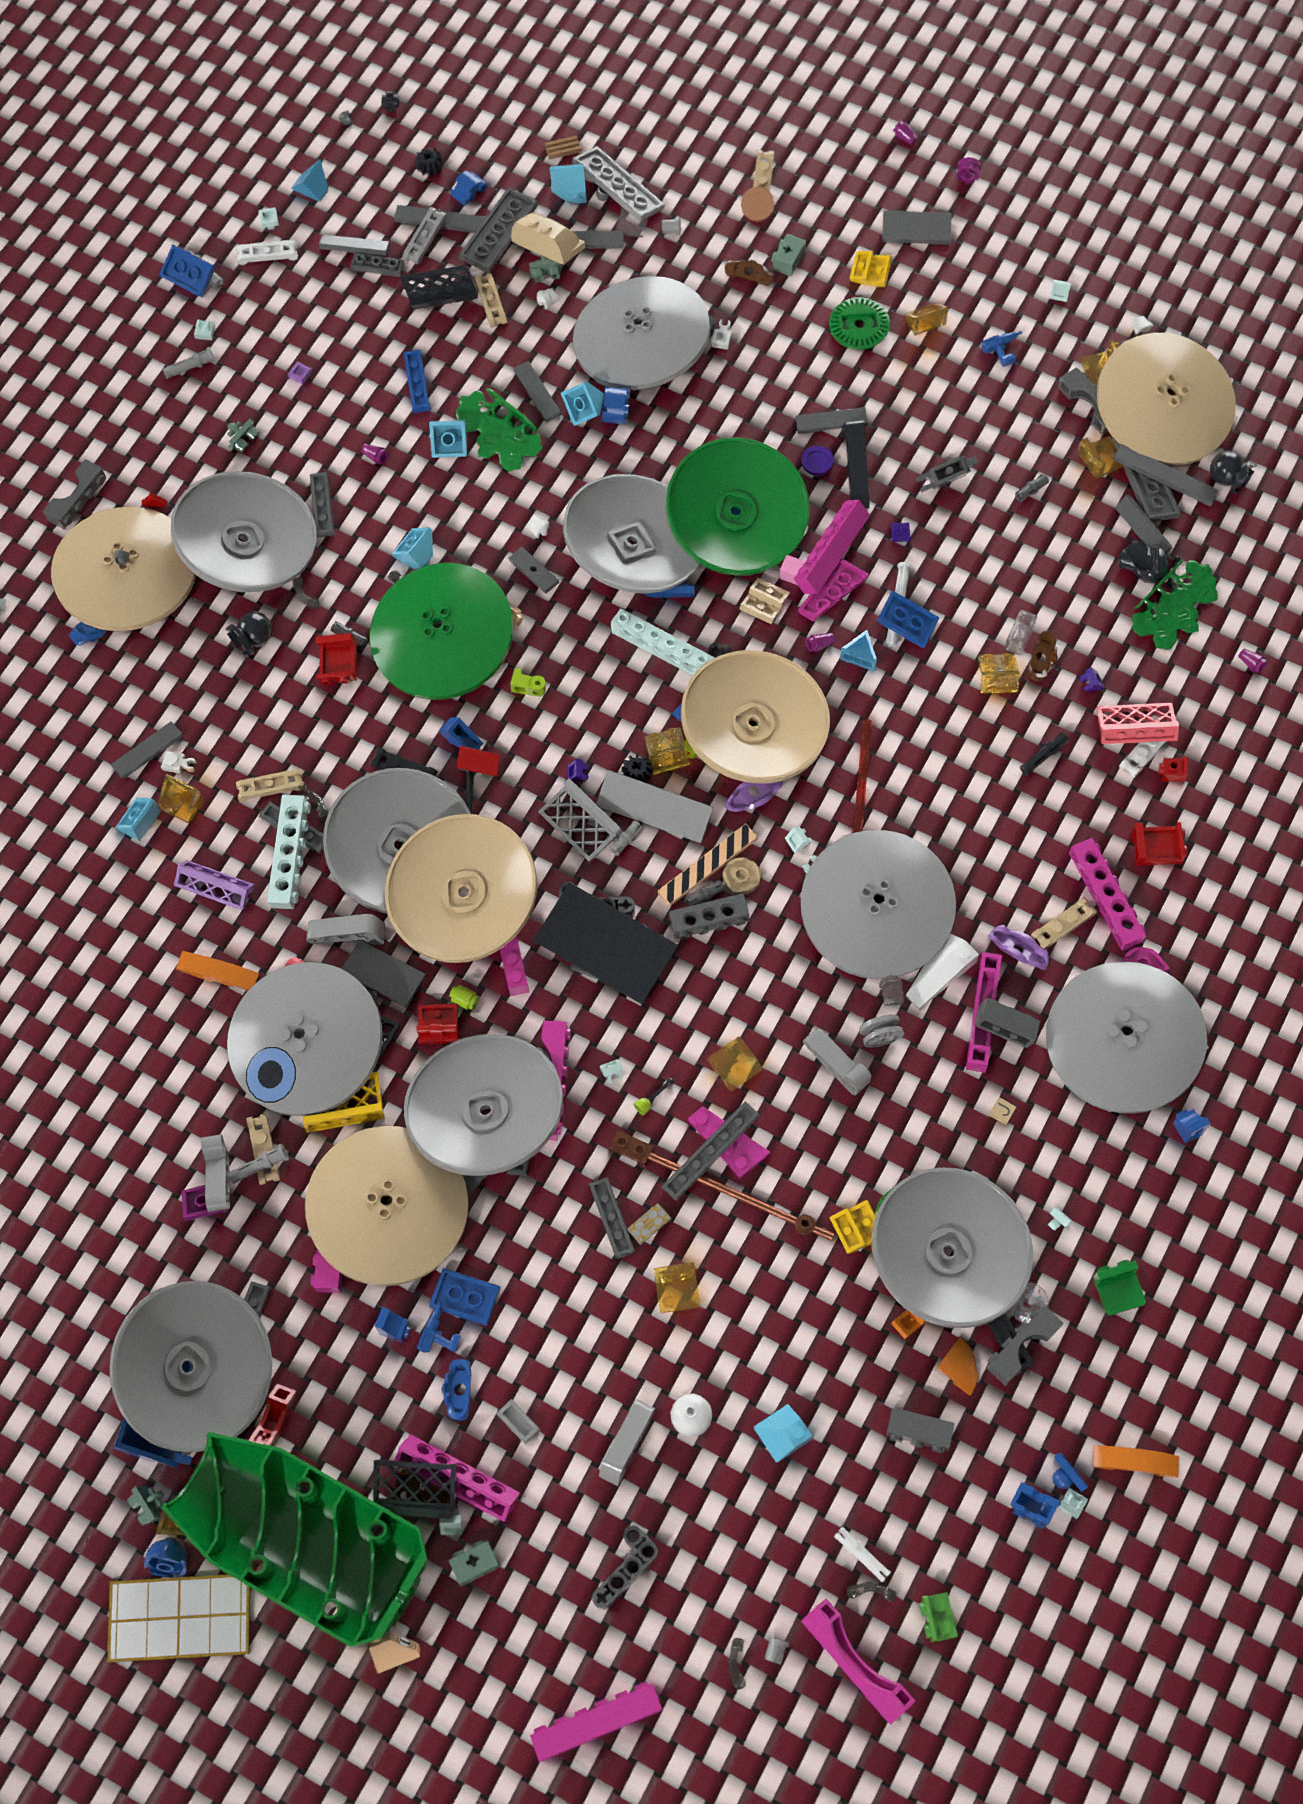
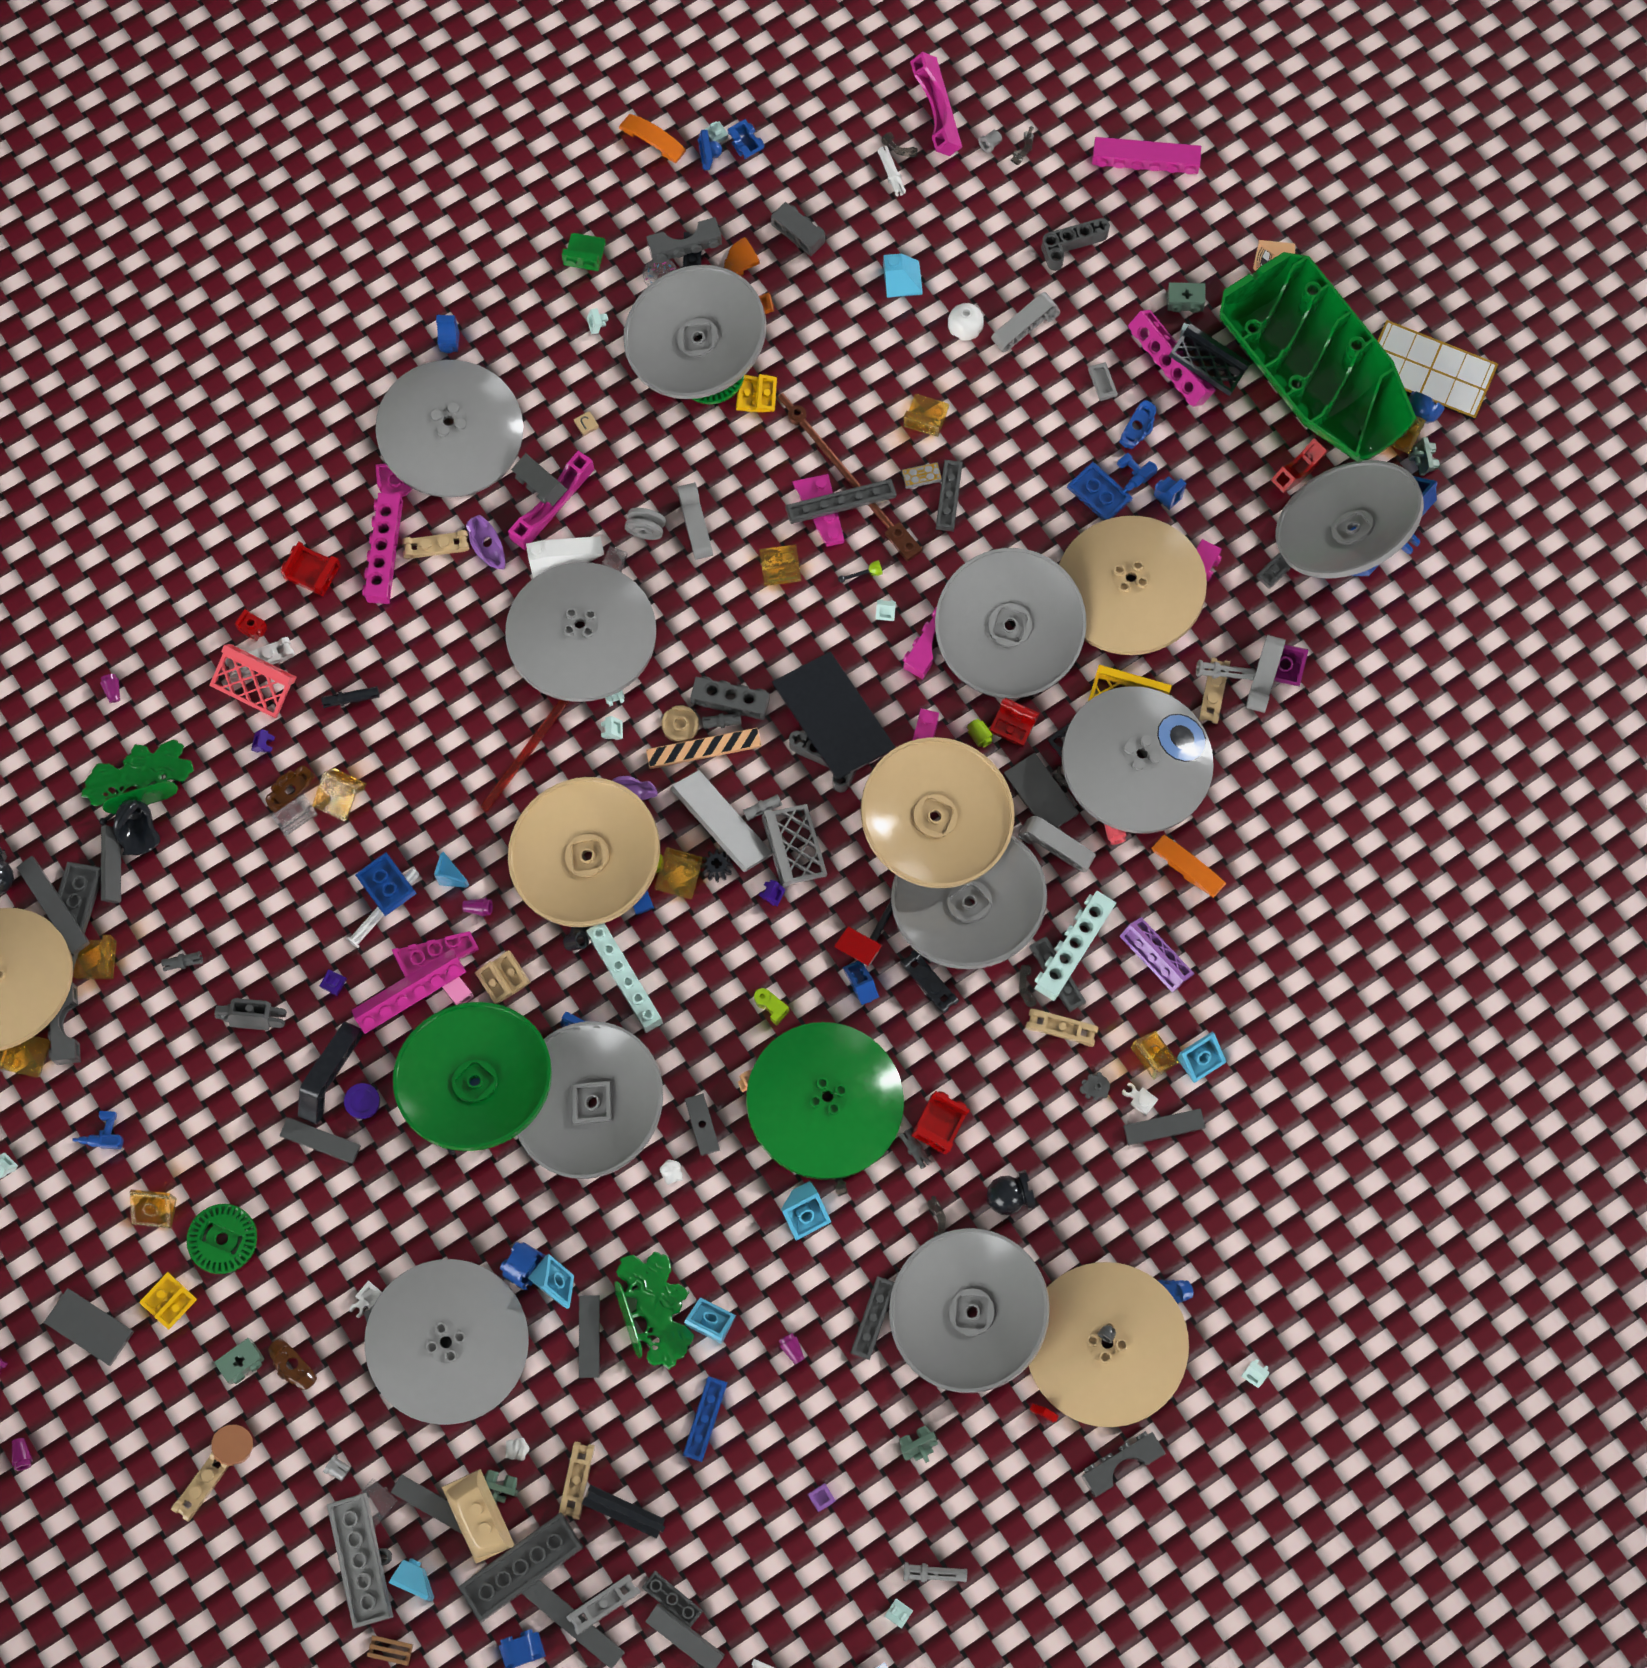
camera: 155 degrees left, 5 degrees up
(220, 753) = (1095, 1086): none -> dark grey piece
(938, 1616) = (860, 108): bright green bracket -> none

